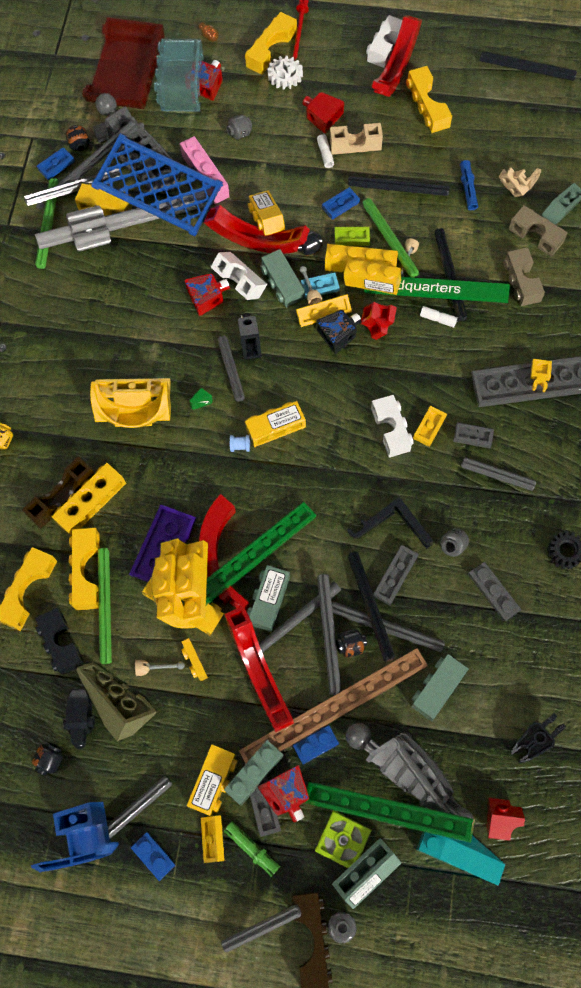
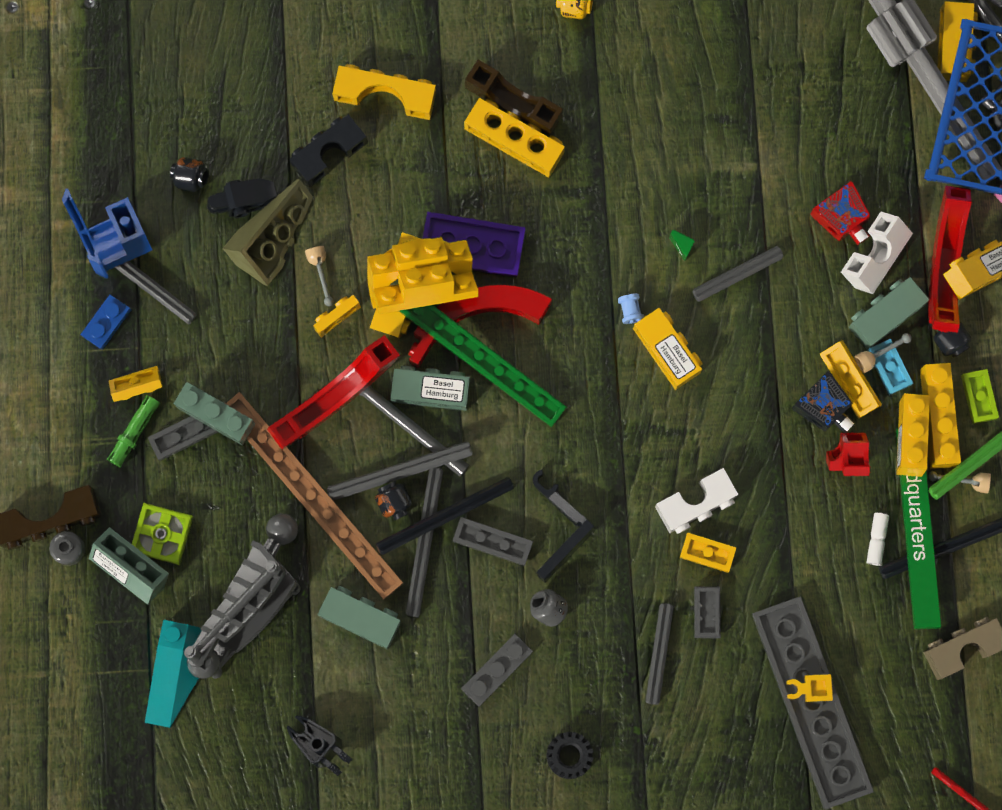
camera: 75 degrees right, 10 degrees up
(84, 545) = (452, 147): yellow arch -> none
(104, 606) = (384, 192): bright green axle -> none
(132, 401) = (655, 158): yellow piece -> none
(212, 780) = (200, 369): yellow brick -> none
(249, 329) = (787, 286): black torso -> none
(261, 928) = (49, 458): dark grey axle -> none
(286, 793) = (200, 456): torso -> none
(315, 745) = (264, 482): blue plate -> none
(391, 812) = (197, 576): green tile -> none
(503, 818) = (219, 715): red brick -> none

